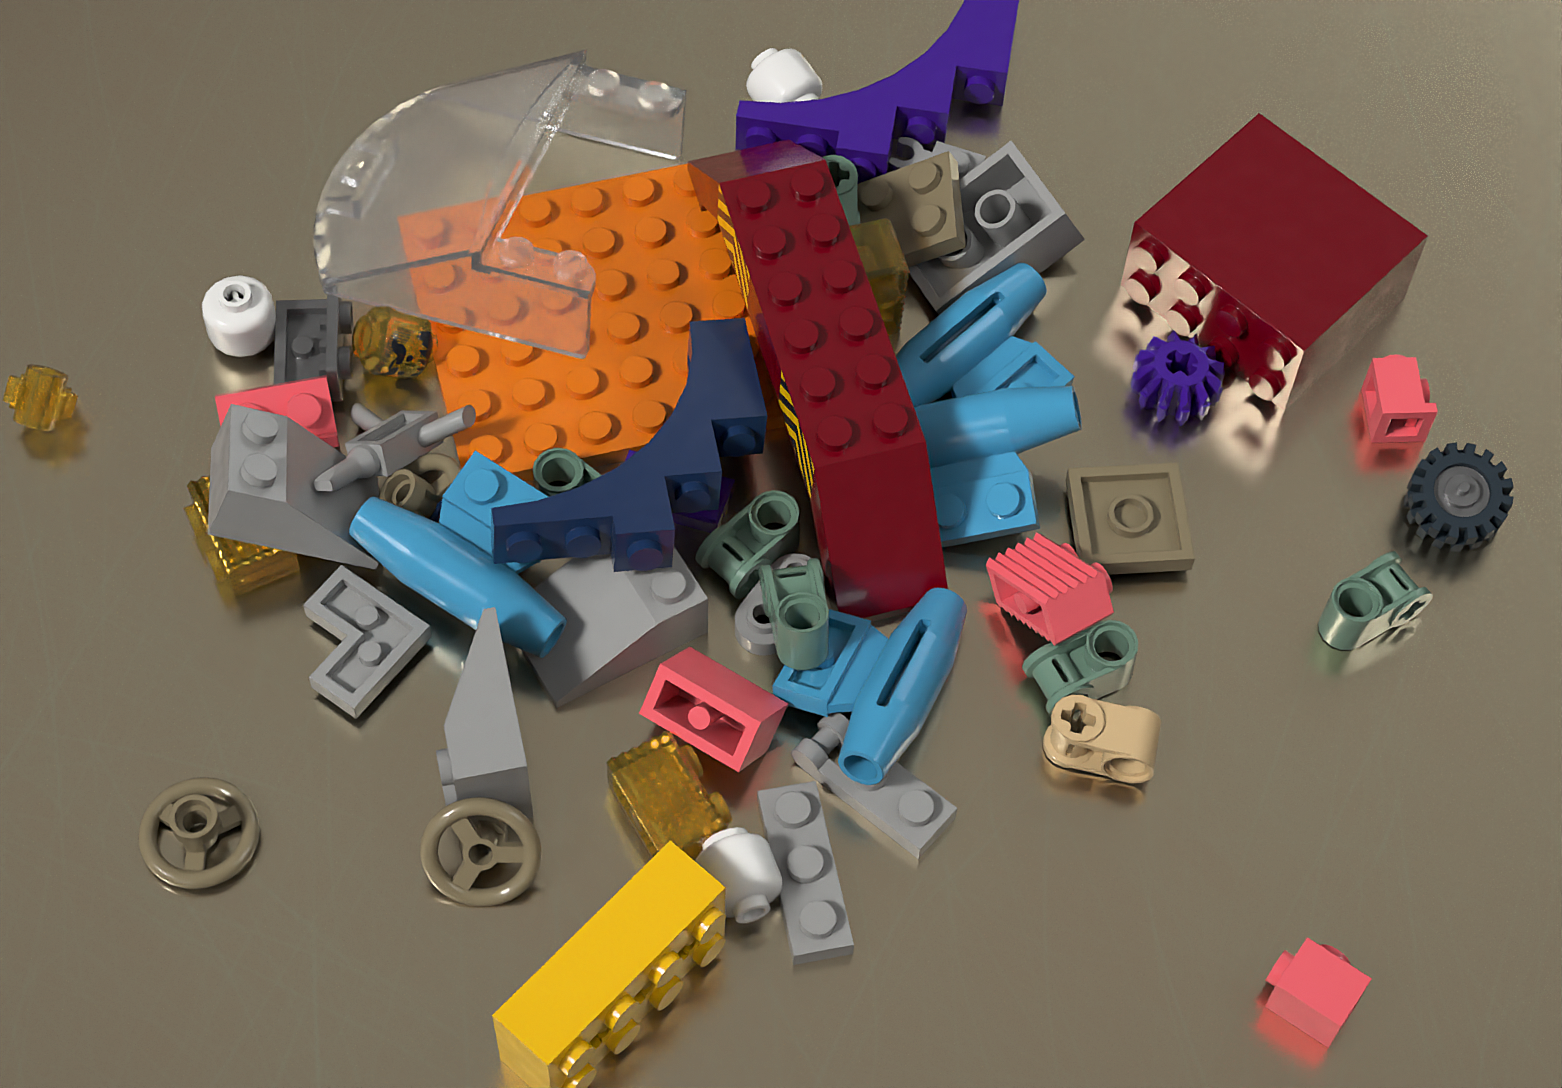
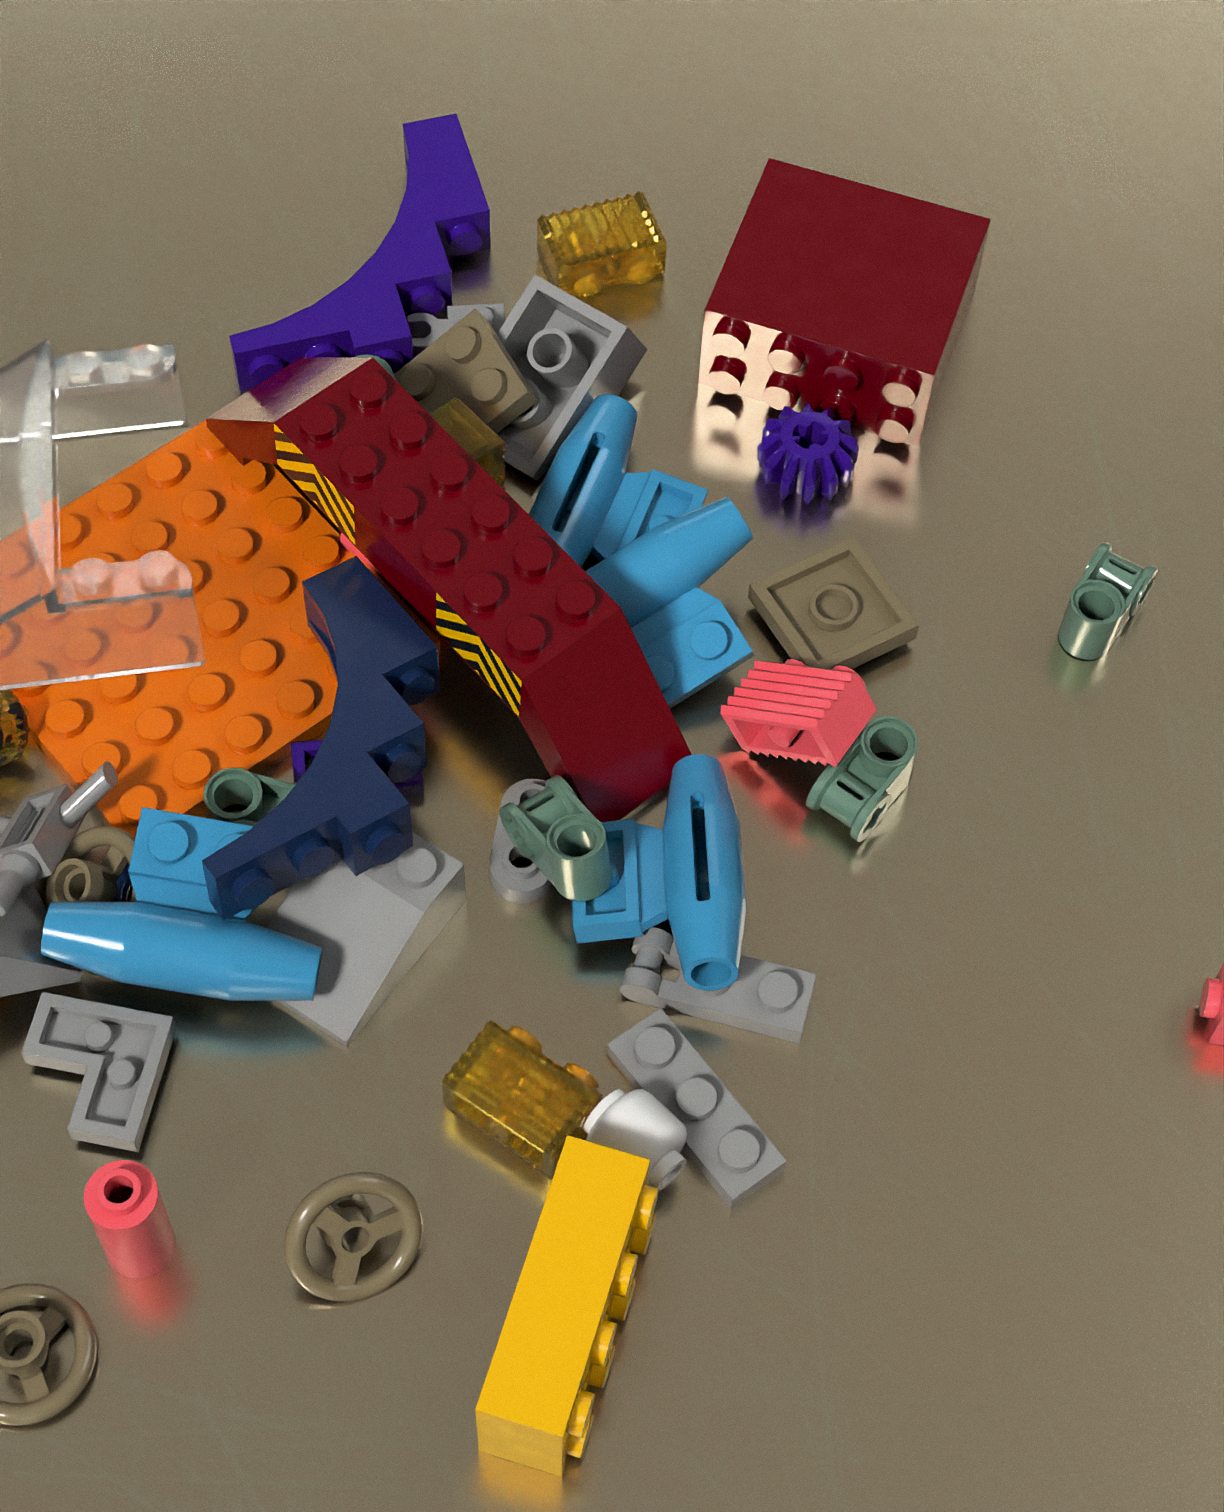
camera: 25 degrees left, 0 degrees up
(317, 763) = (130, 1218): none -> coral brick
(483, 728) = (305, 1108): light grey slope -> none
(713, 708) = (522, 977): coral brick -> none
(744, 544) = (469, 796): sand green piece -> none
(783, 77) = (258, 298): white head -> none
(1092, 137) = (601, 245): none -> clear yellow brick
(1108, 738) = (927, 838): tan piece -> none
(1397, 401) = (1025, 394): coral brick -> none
(1458, 497) = (1132, 465): black wheel -> none

